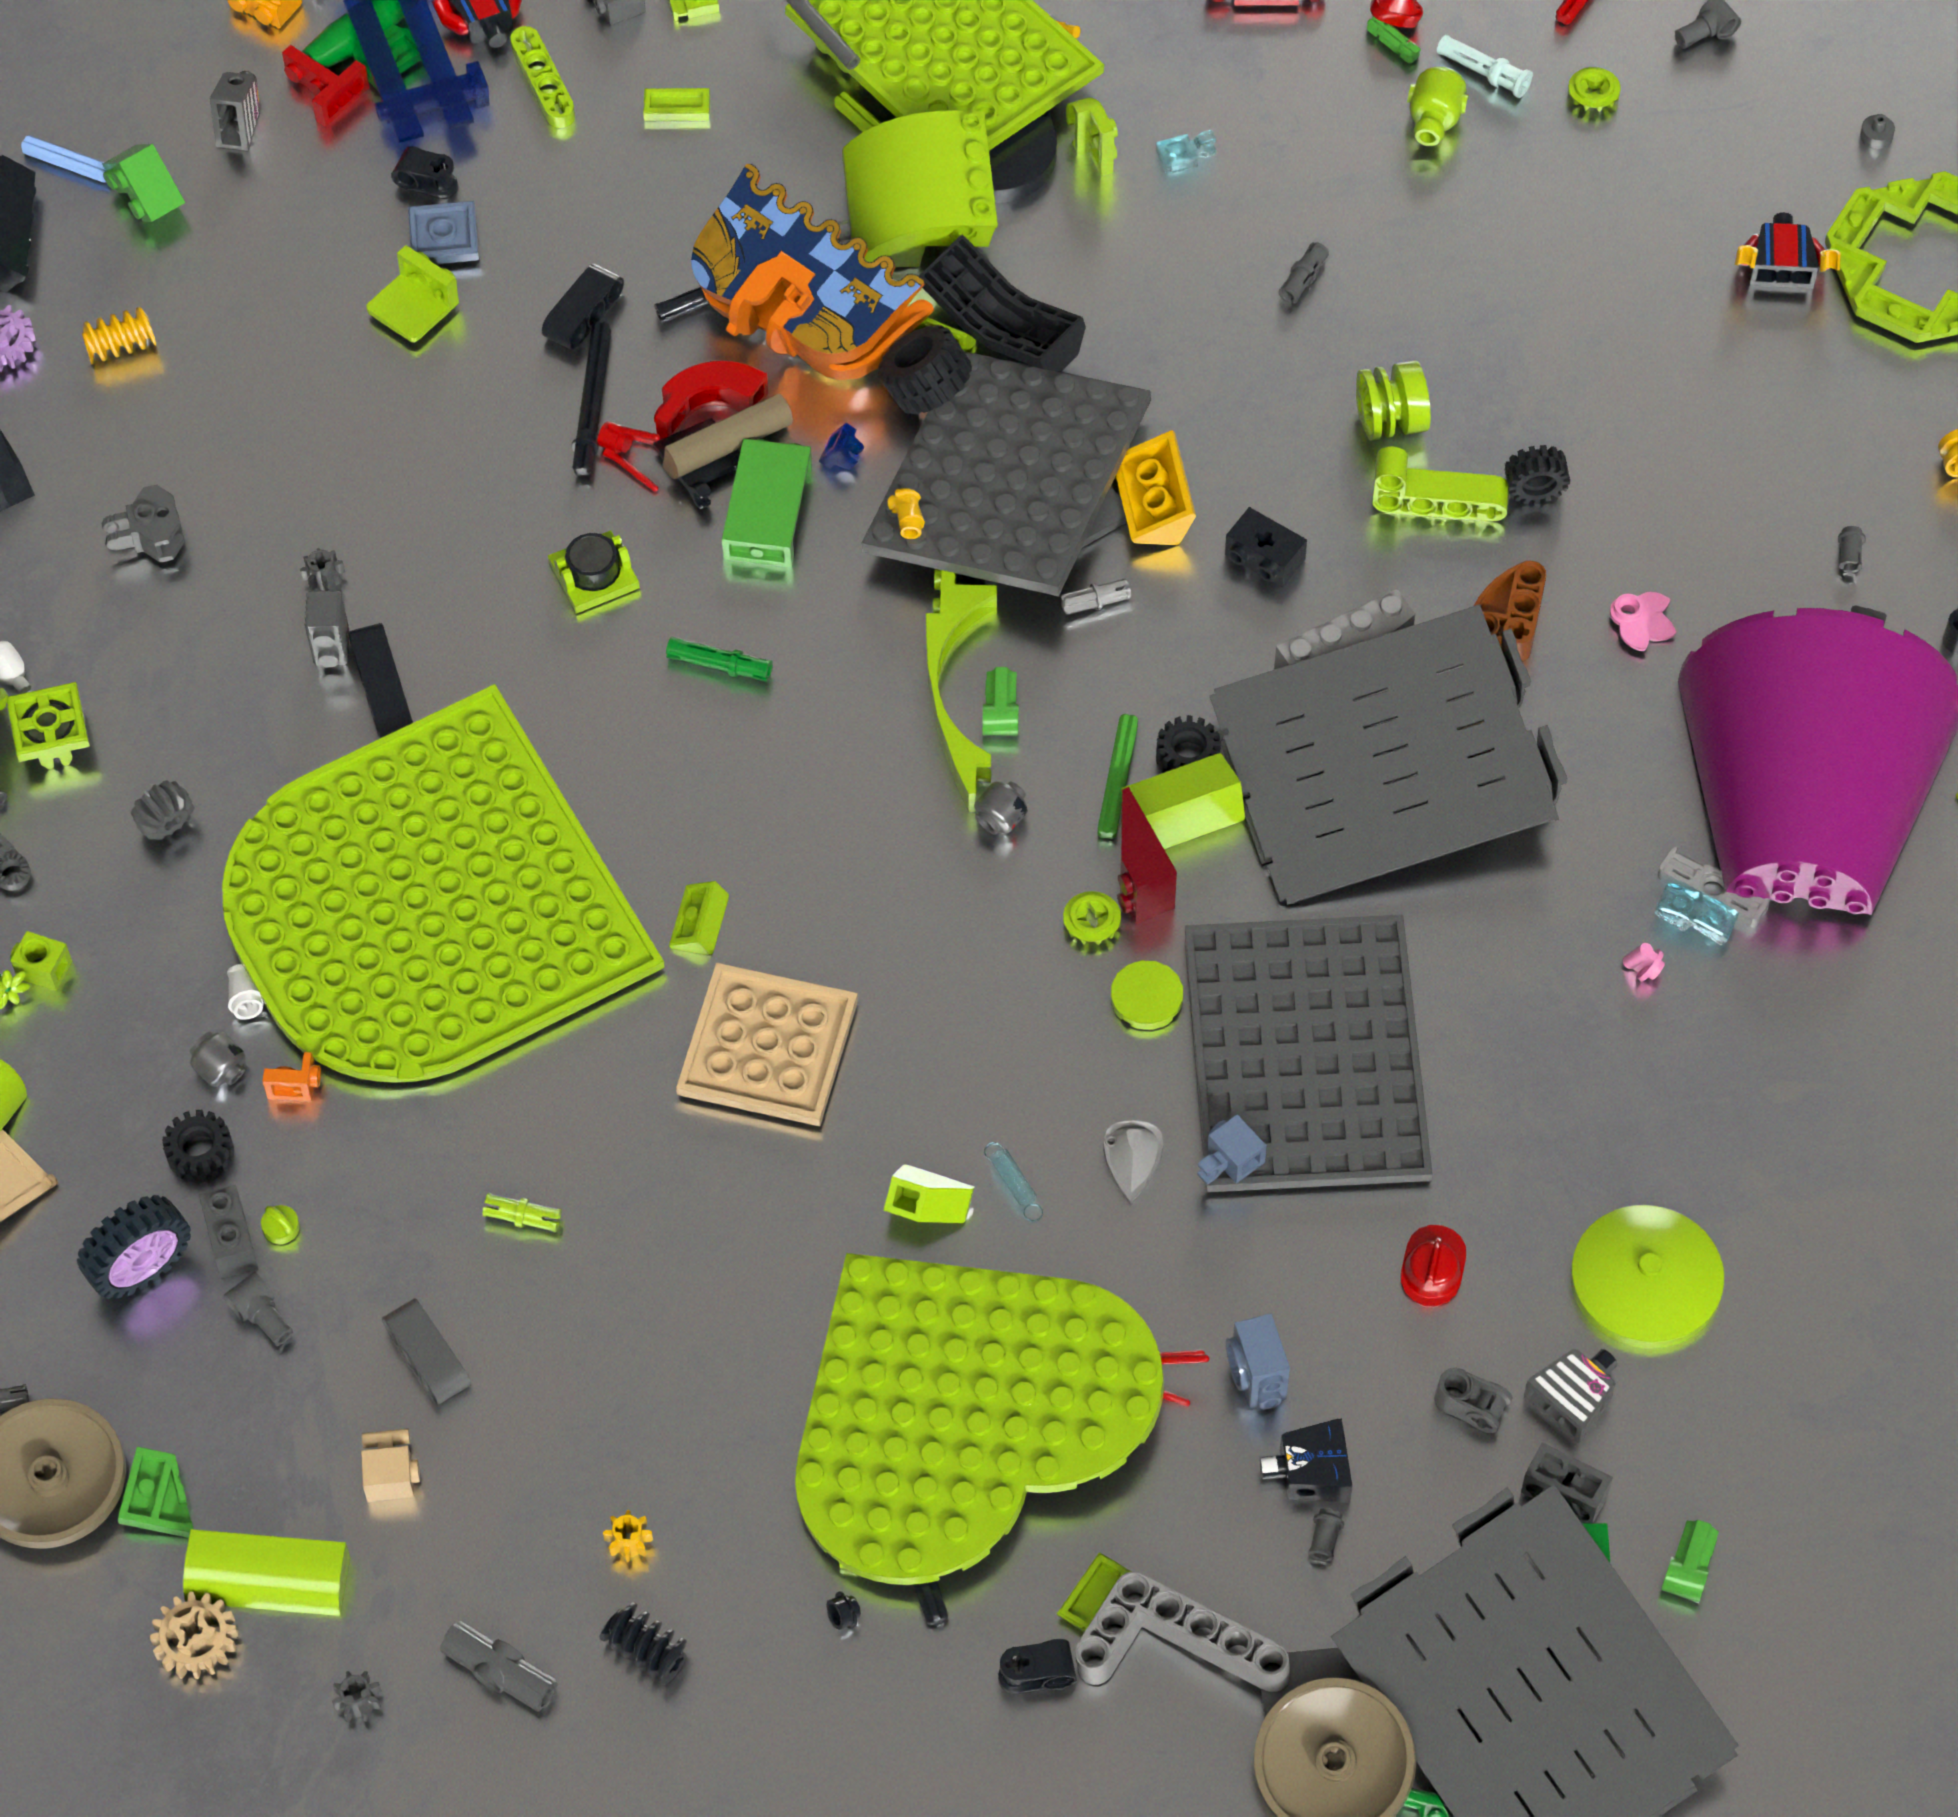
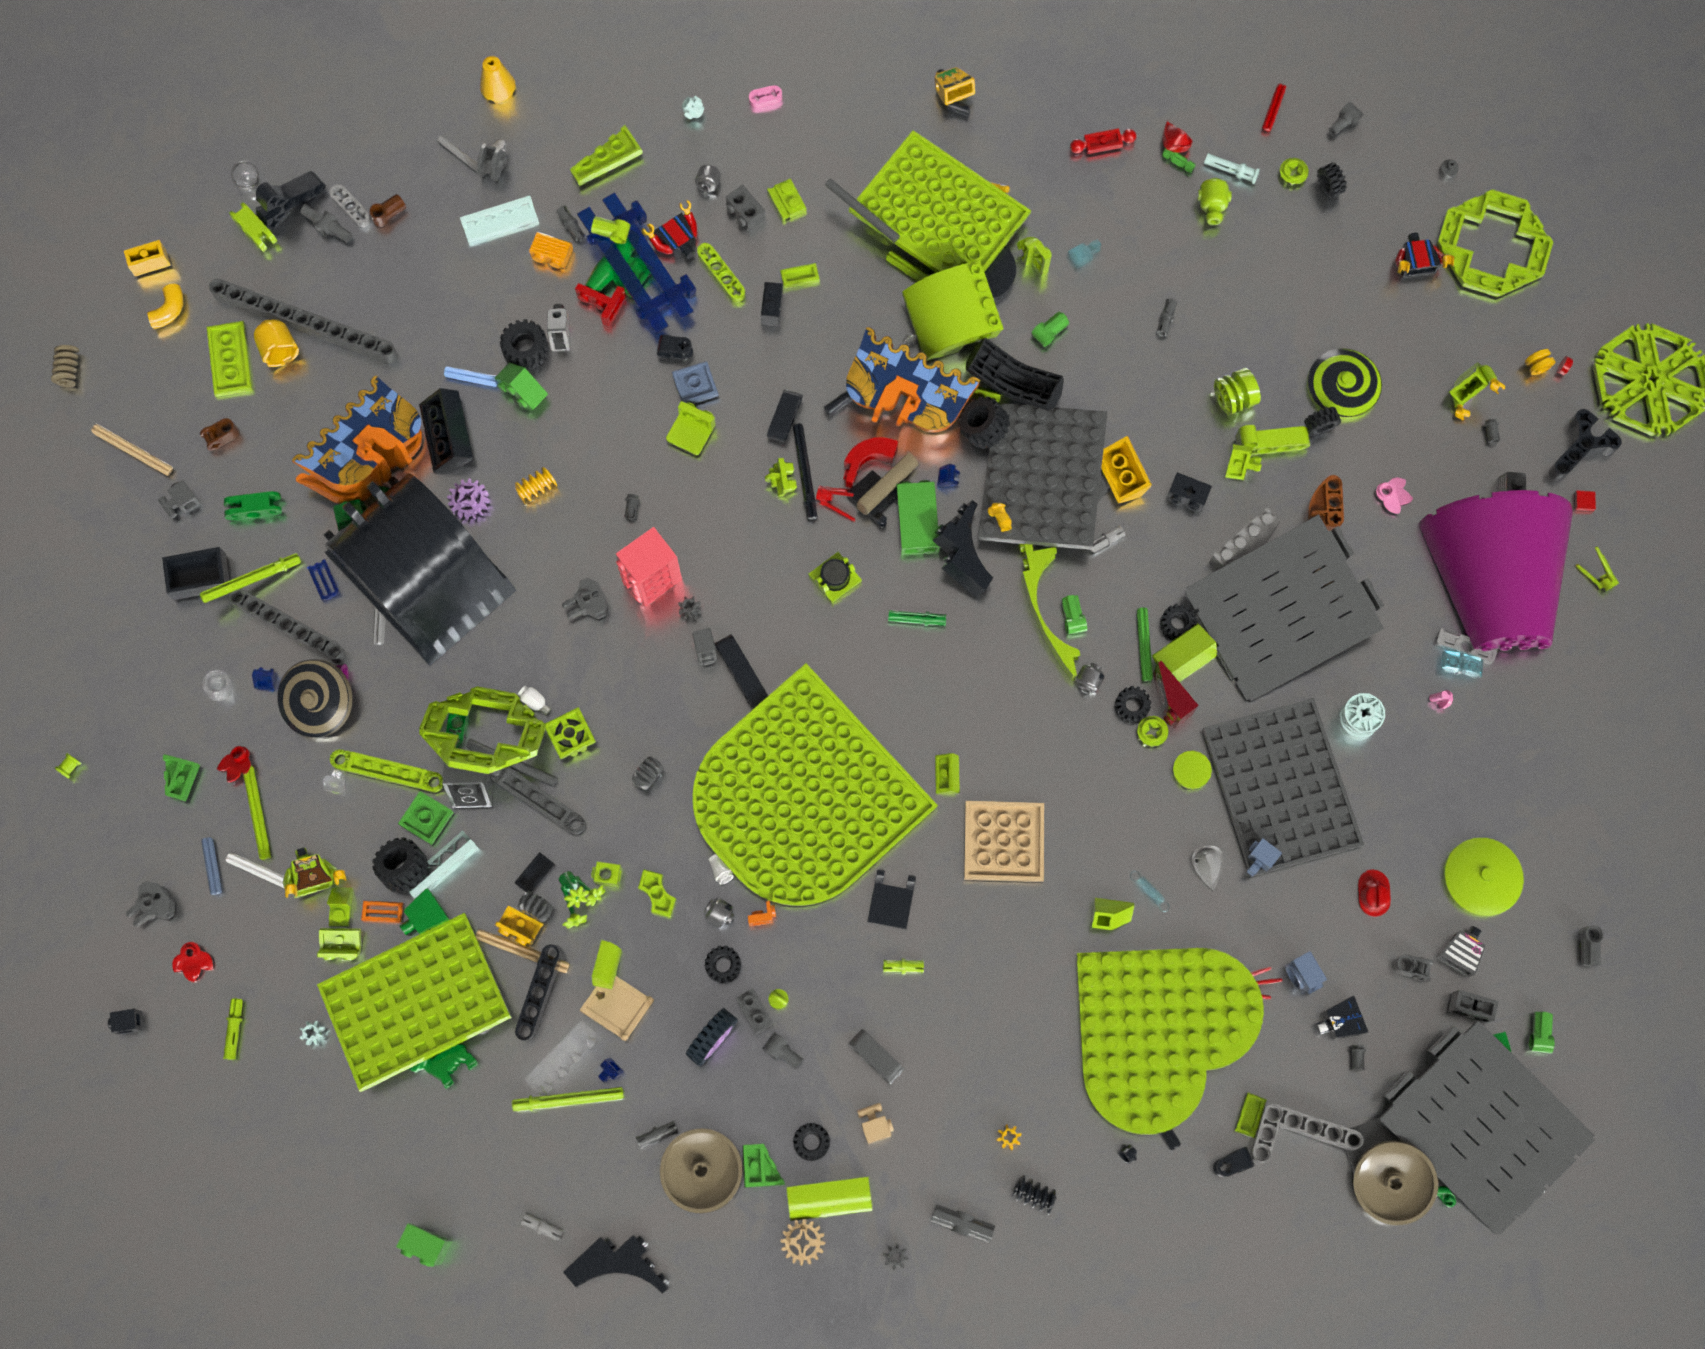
camera: 15 degrees left, 15 degrees up
(123, 1027) = (661, 901): none -> lime tile
(167, 104) = (524, 331): none -> black tyre
(263, 479) = (648, 567): none -> coral brick
(273, 1489) = (802, 1151): none -> black tyre
(276, 392) = (631, 506): none -> dark grey pin
(531, 1108) = (890, 903): none -> black flag
(543, 397) = (778, 477): none -> lime hips
(613, 134) = (772, 304): none -> black brick
(822, 571) = (962, 560): none -> black arch
(1067, 849) = (1125, 713): none -> black tyre
(1082, 258) = (1047, 331): none -> bright green piece
(1368, 512) = (1240, 461): none -> lime plate
(1480, 958) = (1353, 724): none -> light aqua wheel
(1603, 426) = (1344, 381): none -> dish
(1654, 107) = (1331, 180): none -> black tyre
(1822, 463) = (1470, 384): none -> lime torso
(1823, 1431) = (1591, 948): none -> dark grey piece

